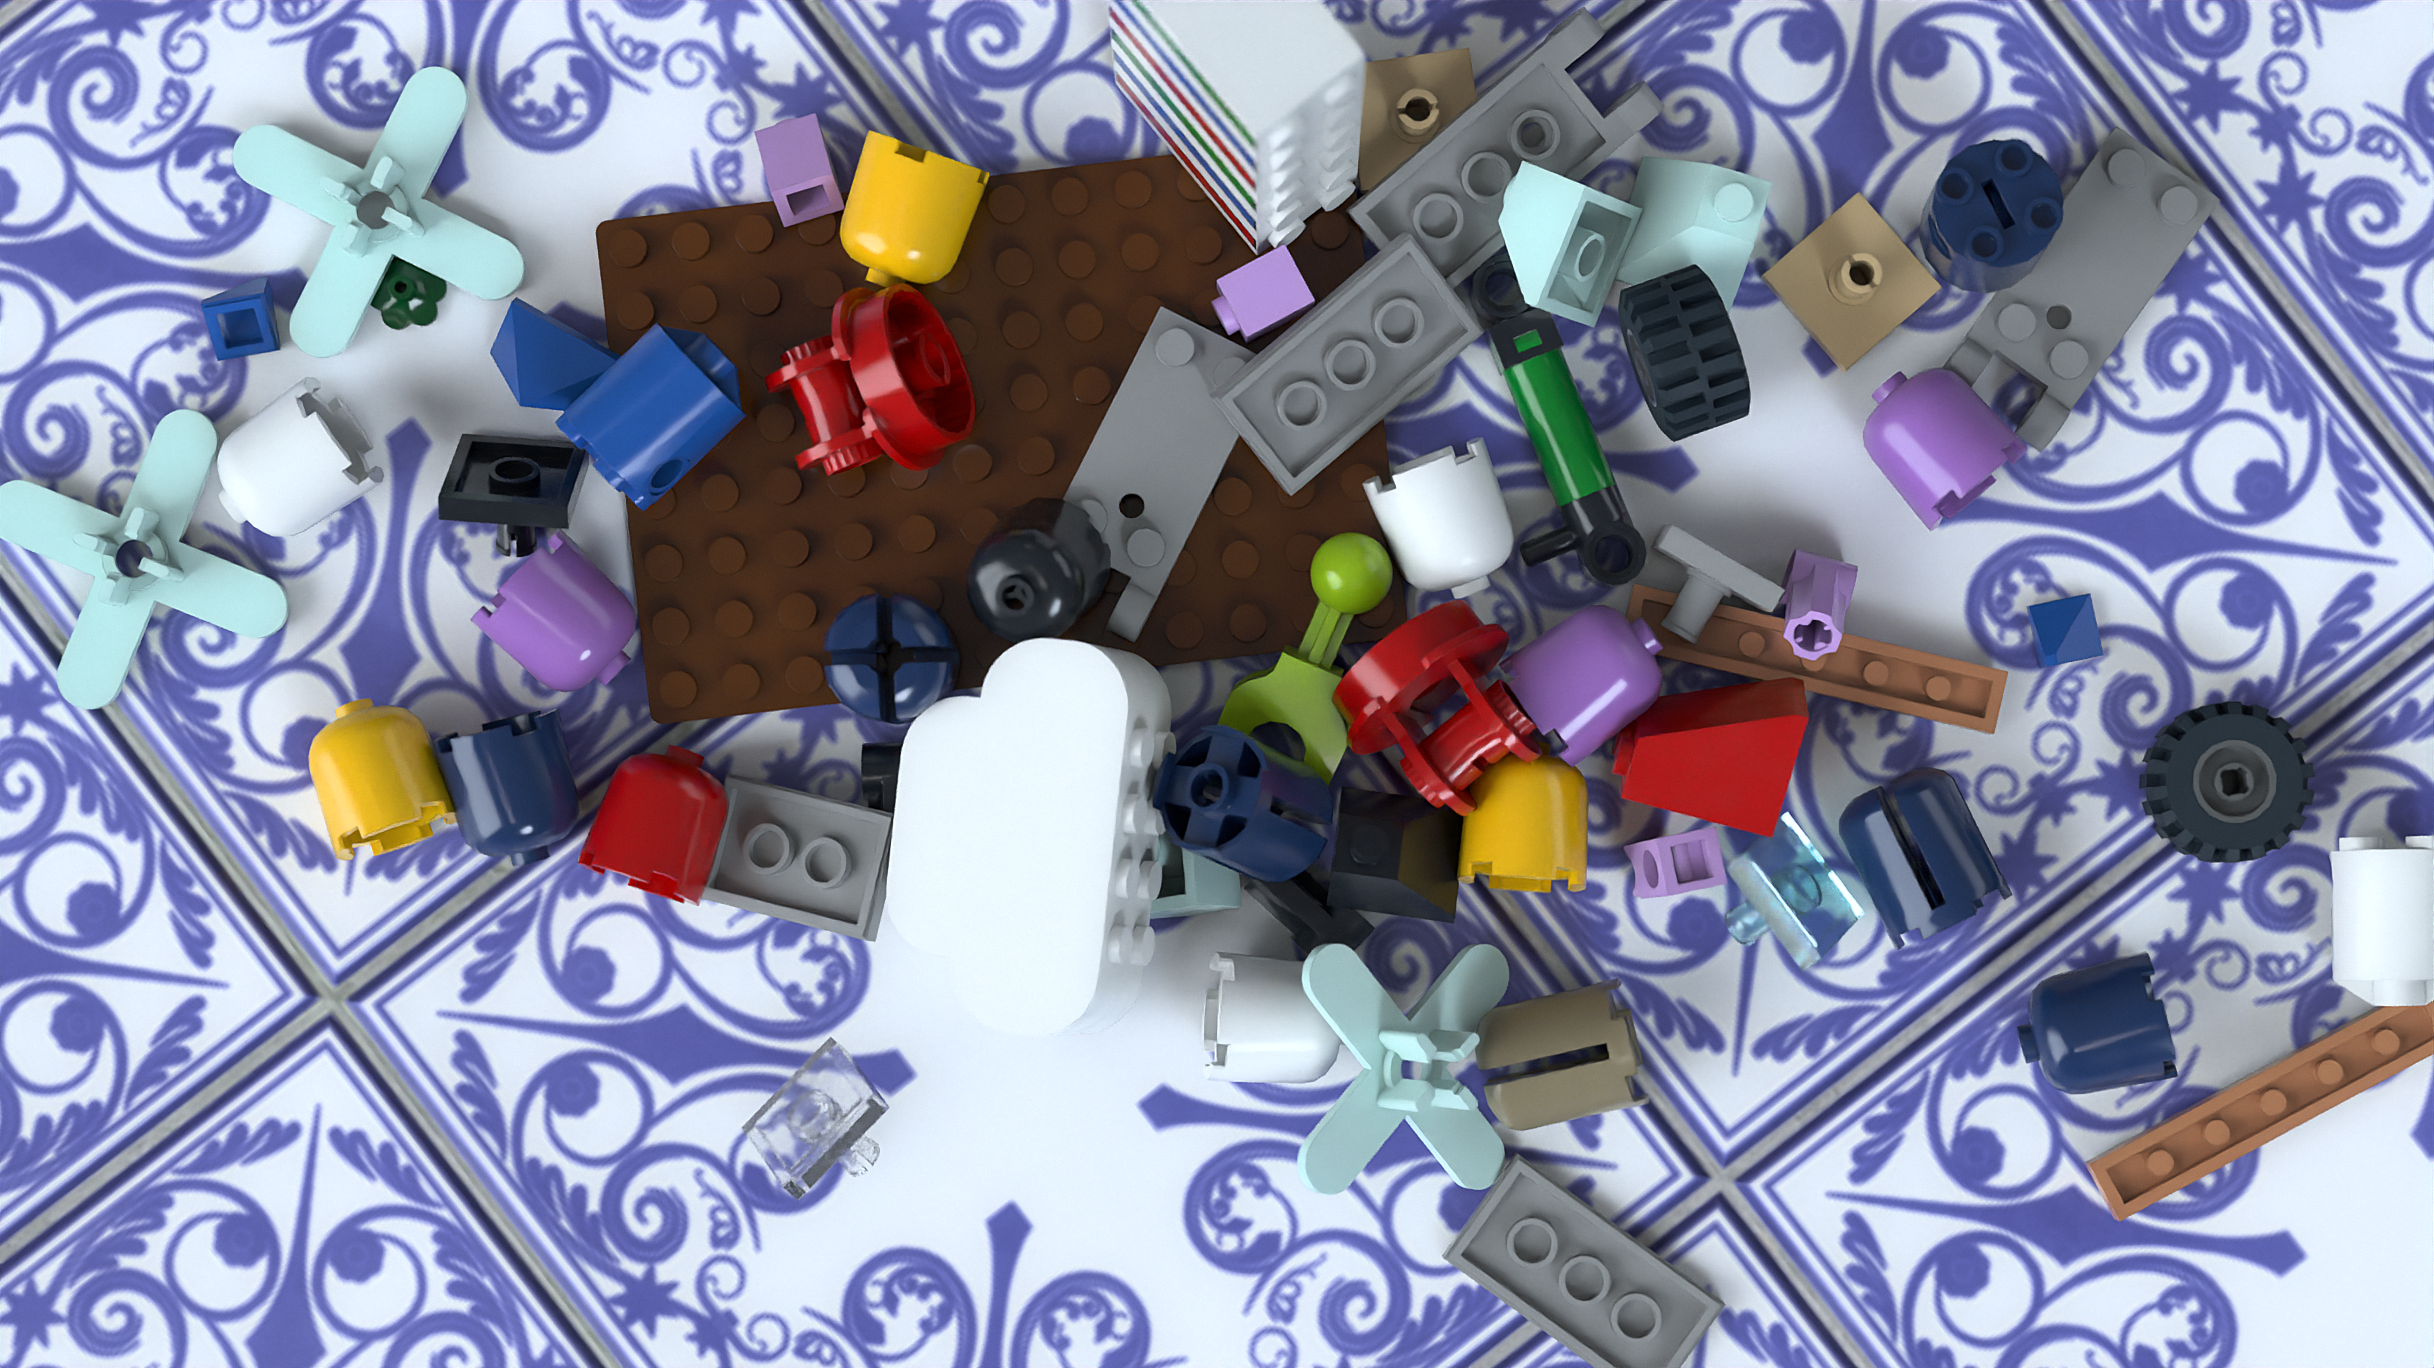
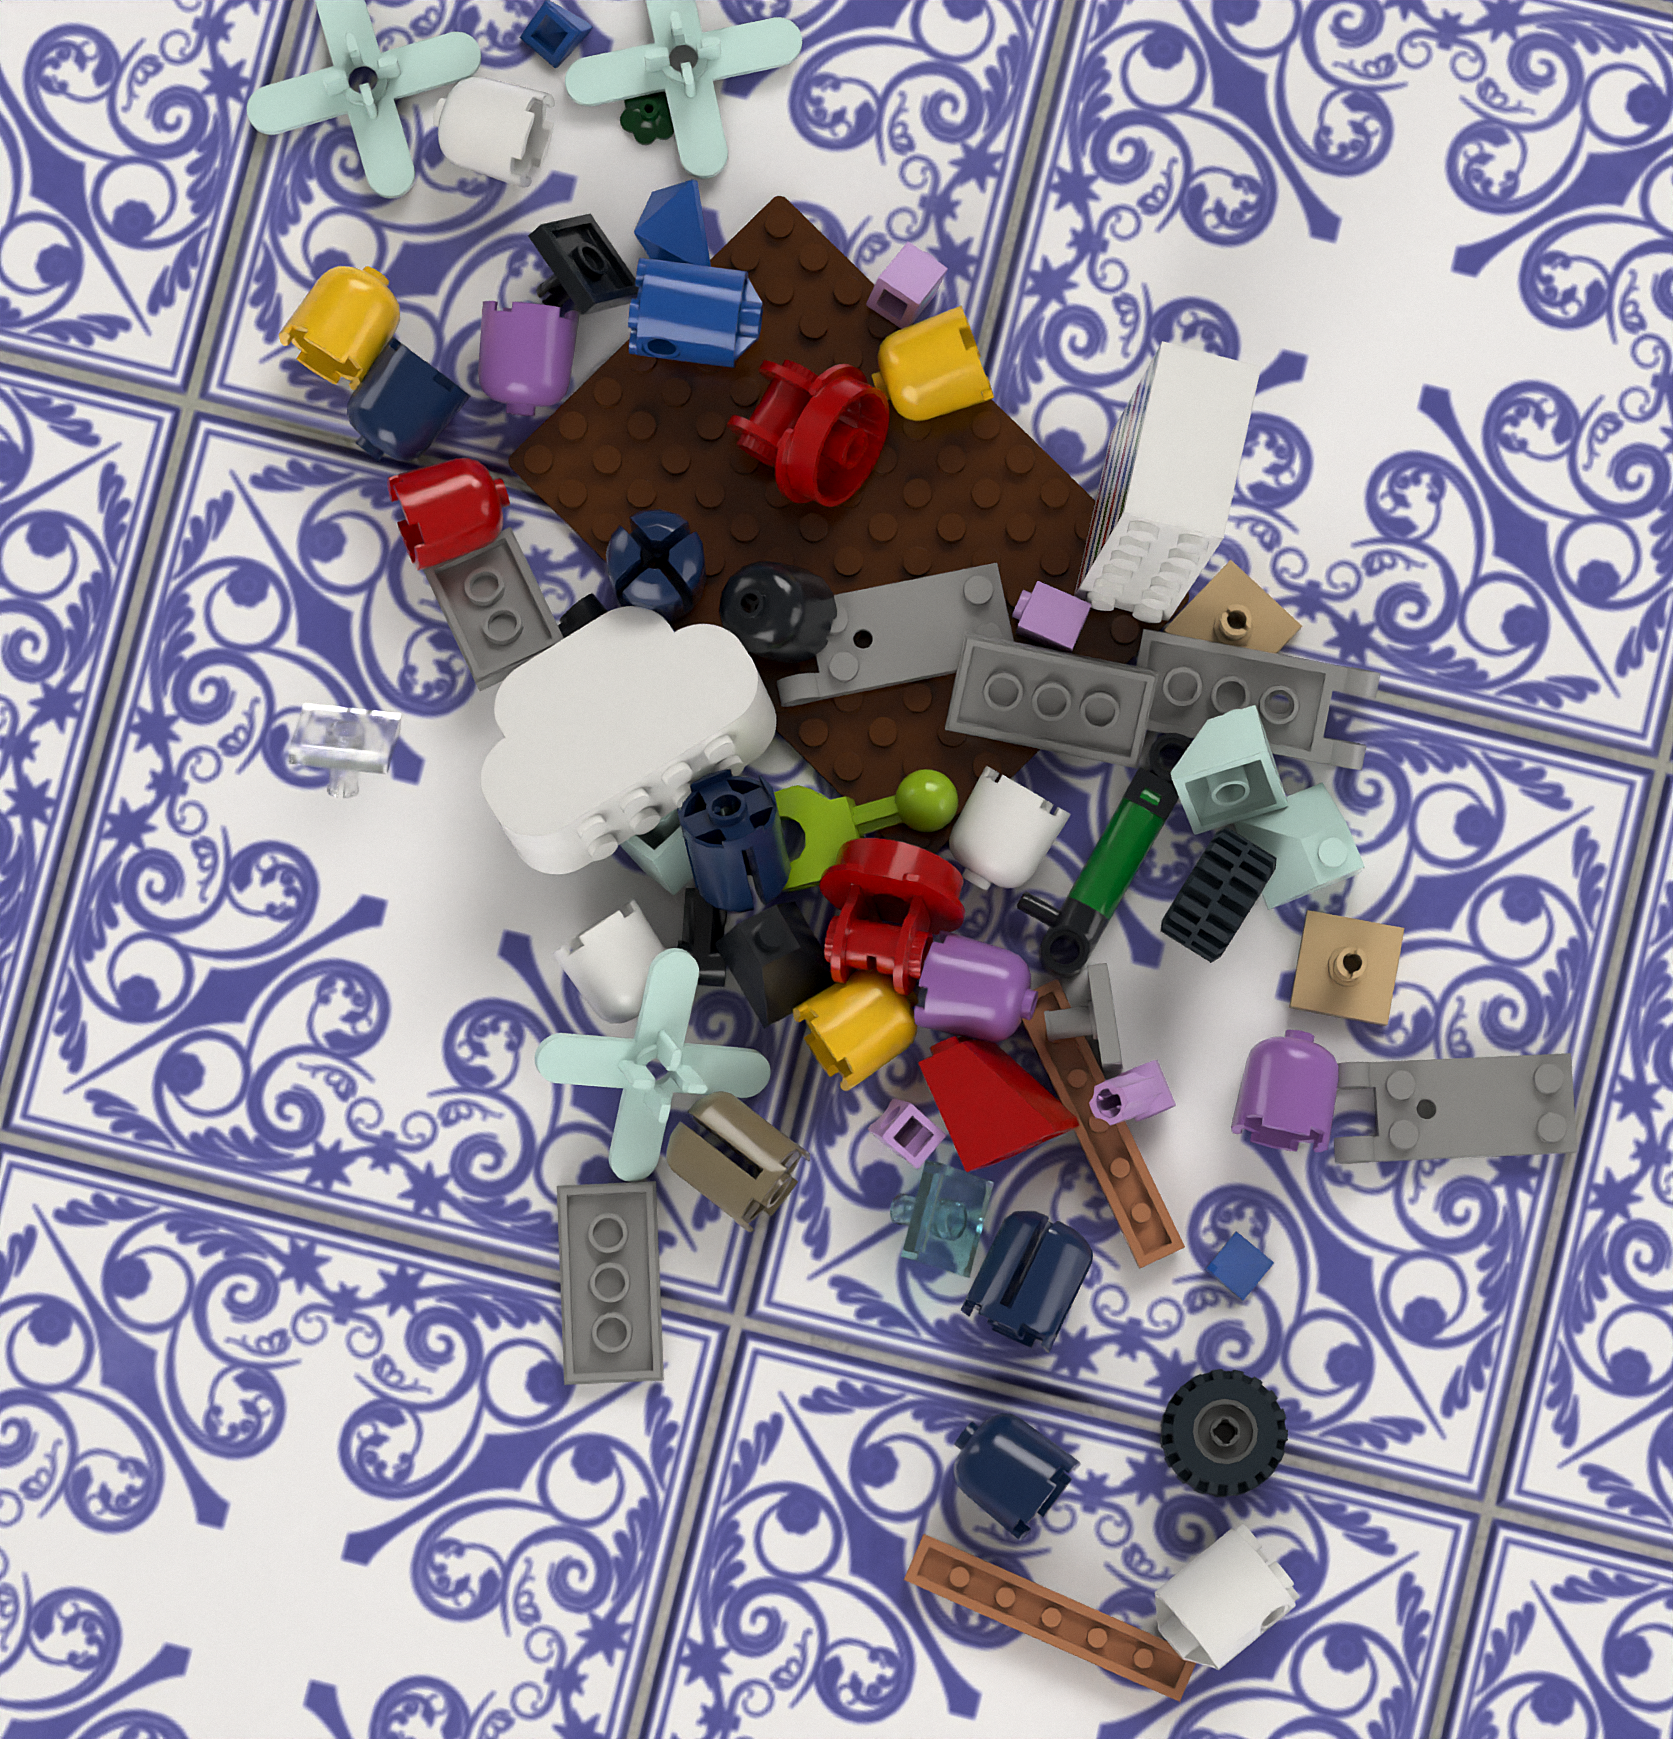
camera: 50 degrees right, 5 degrees down
(1991, 215) = (1448, 1012): dark blue cylinder -> none

